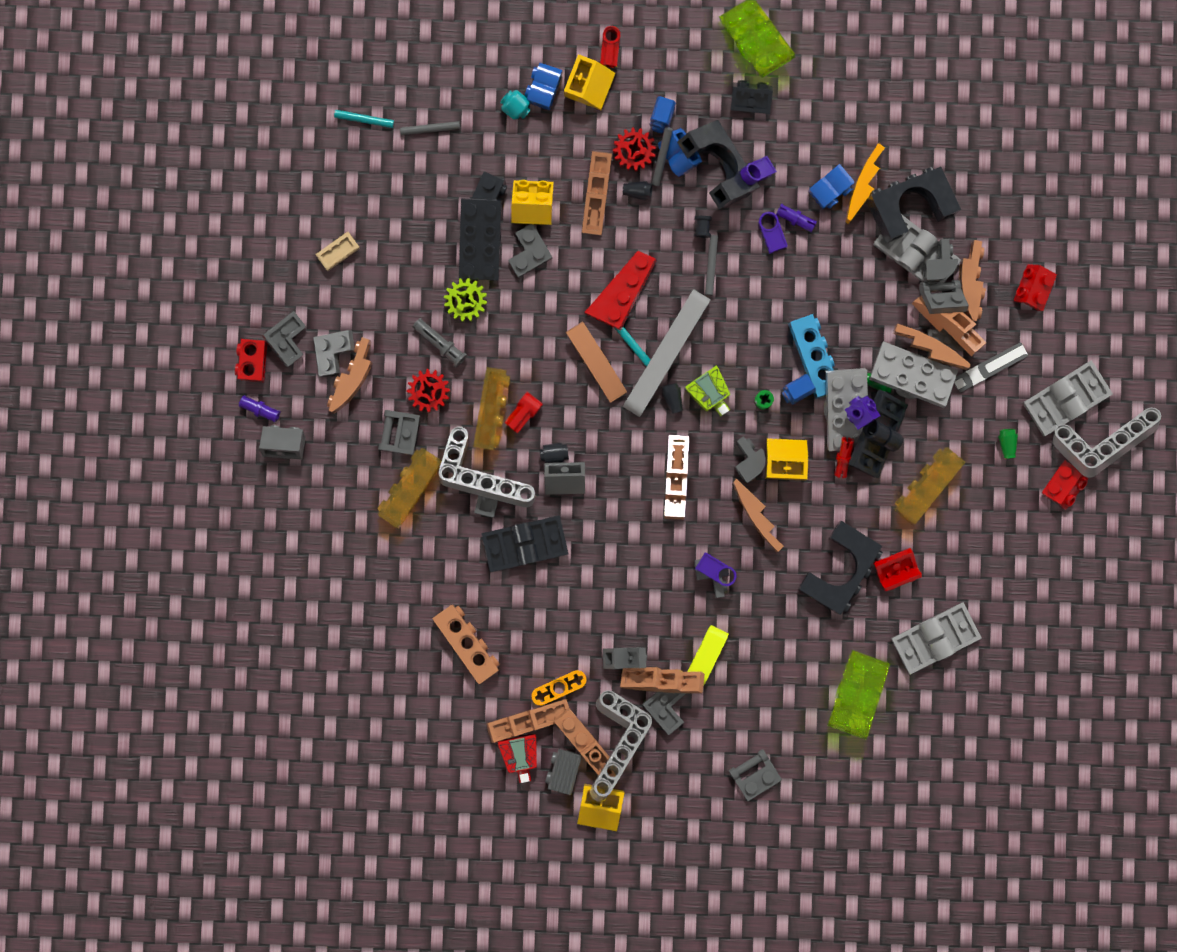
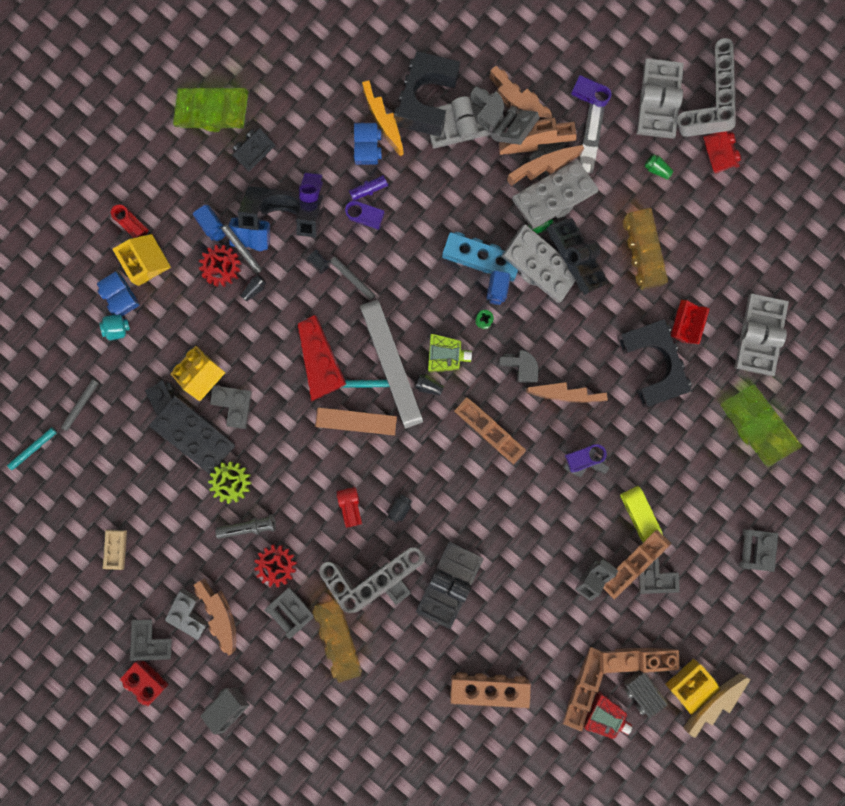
camera: 55 degrees left, 0 degrees up
(259, 409) = (185, 705): dark purple pin -> none
(490, 409) = (327, 530): clear yellow brick -> none
(561, 679) = (569, 658): light orange beam -> none
(568, 480) = (424, 516): dark grey brick -> none
(596, 192) = (230, 319): nougat slope -> none
(610, 838) = (723, 699): none -> tan slope
(623, 746) = (661, 635): light grey beam -> none
(786, 459) = (542, 338): yellow slope -> none
(844, 457) = (575, 294): red pin -> none
(862, 411) = (555, 252): dark purple brick -> none
(1026, 331) = (586, 89): none -> dark purple piece
(1035, 286) = (559, 56): red bracket -> none

